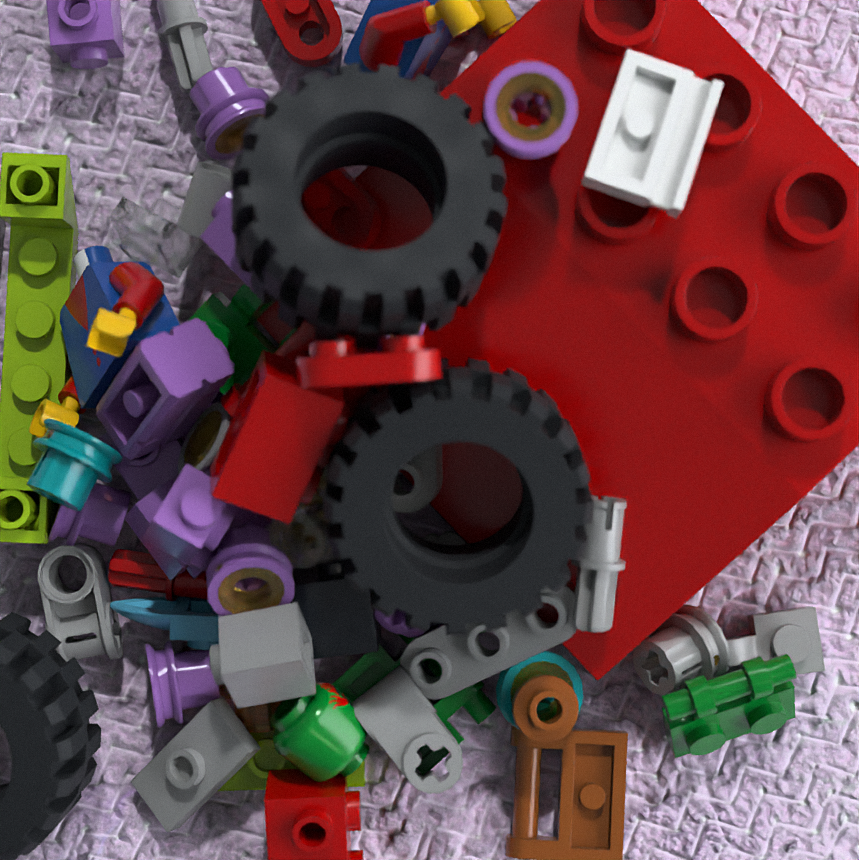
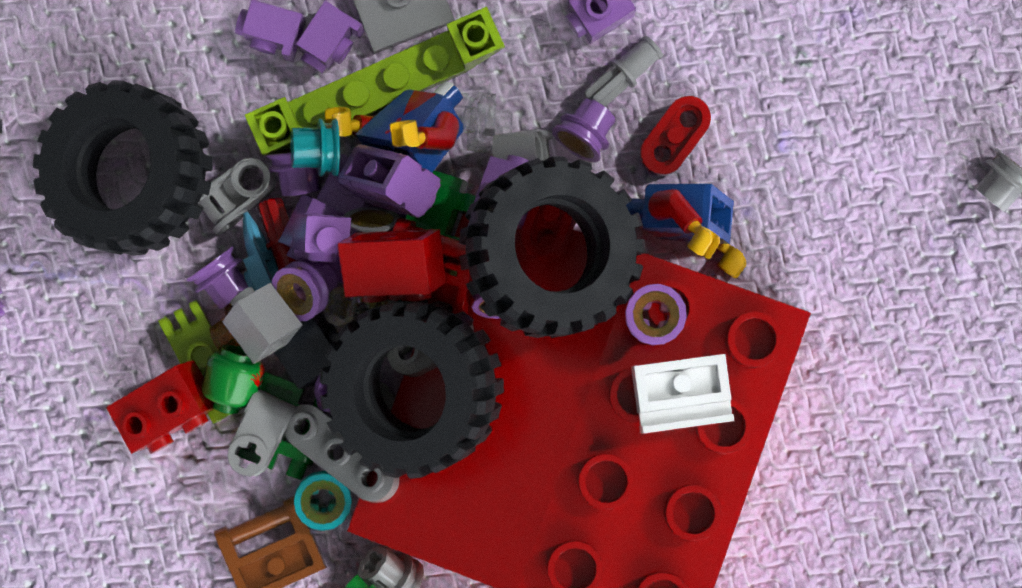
camera: 65 degrees right, 0 degrees up
(195, 764) = (174, 313): light grey plate -> none
(399, 361) = (449, 278): red plate -> none
(526, 702) = (314, 493): dark orange plate -> none
(599, 566) = (416, 493): light grey axle -> none

